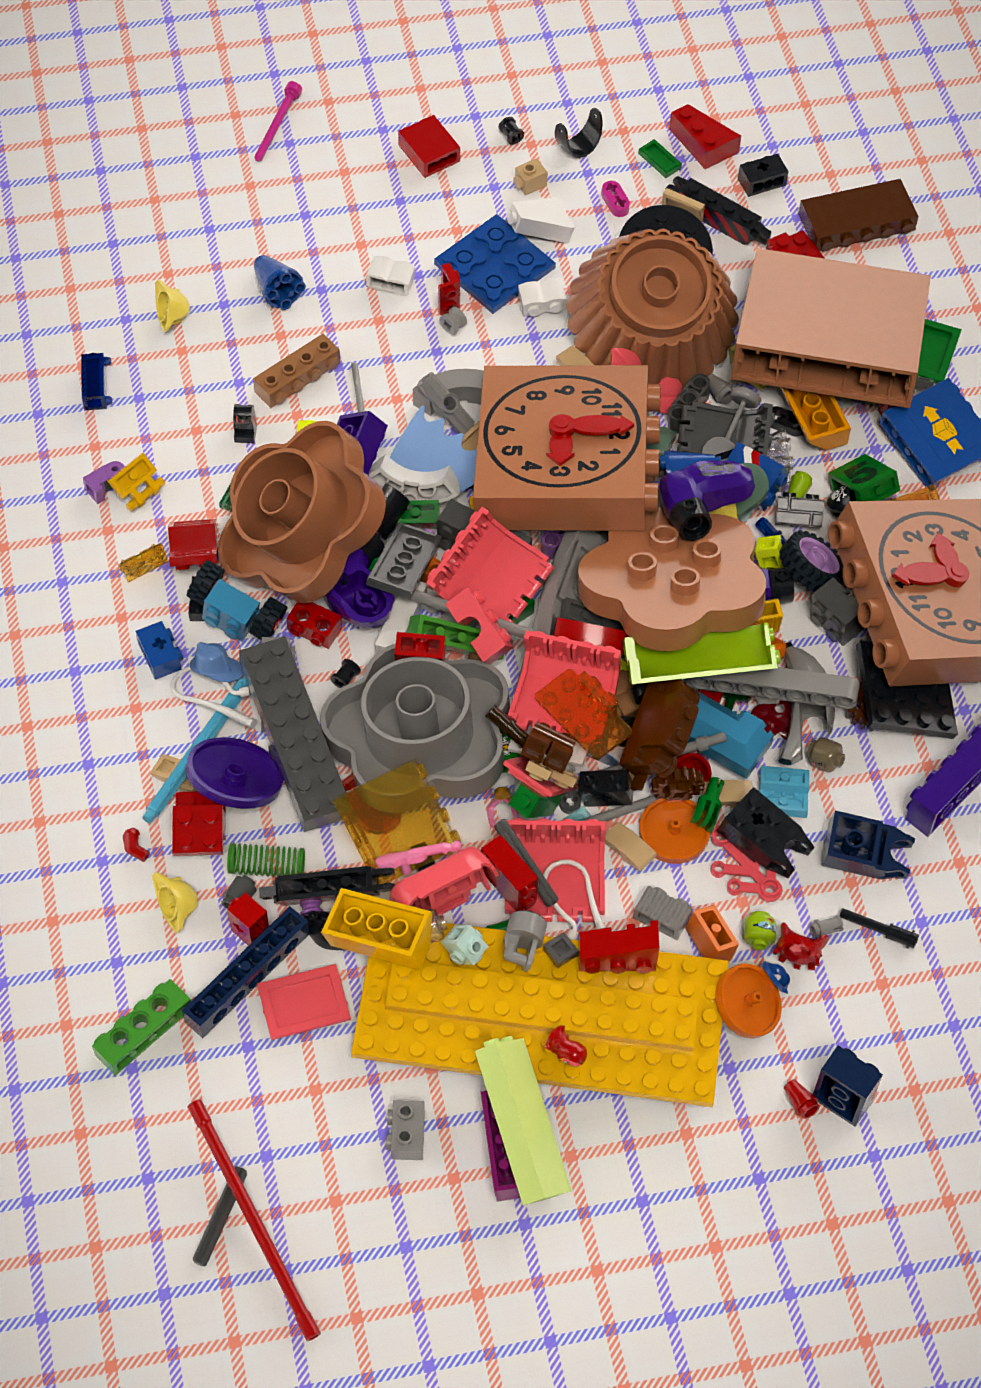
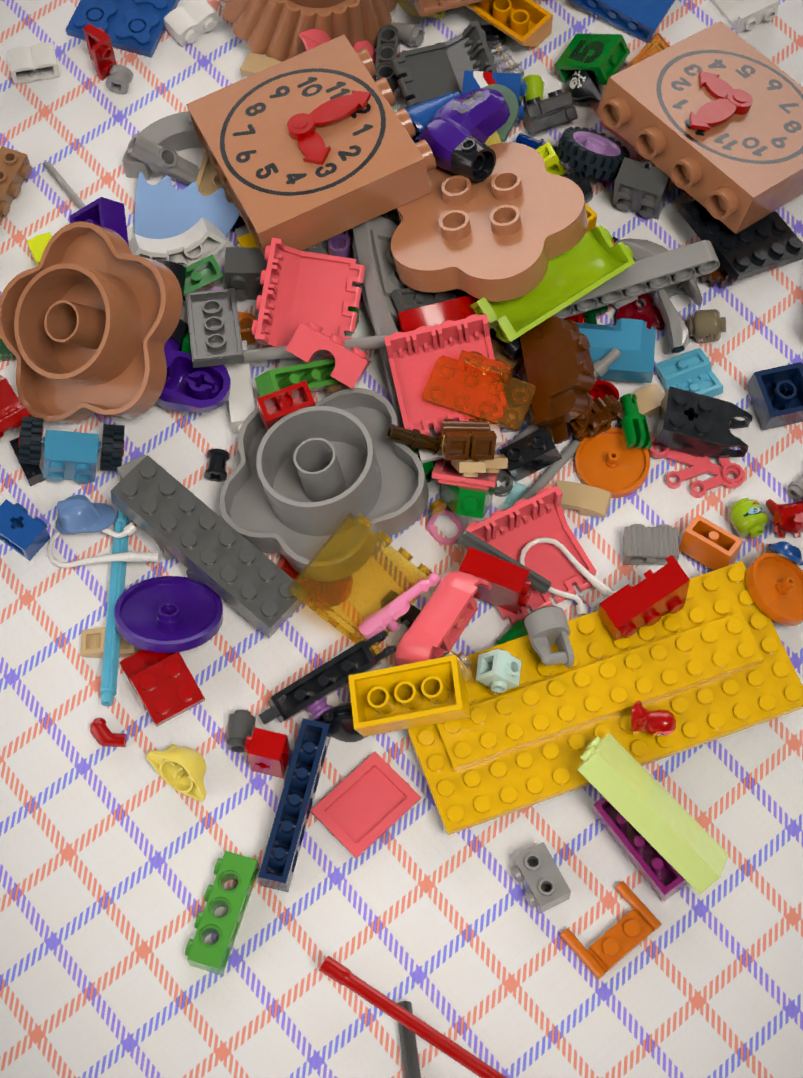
camera: 25 degrees left, 5 degrees up
(231, 860) = (214, 696): bright green piece -> none
(317, 619) = (157, 424): red brick -> none
(441, 1211) = (619, 939): none -> orange plate
(560, 950) = (588, 629): flat silver plate -> none
(723, 446) = (443, 29): light grey piece -> none

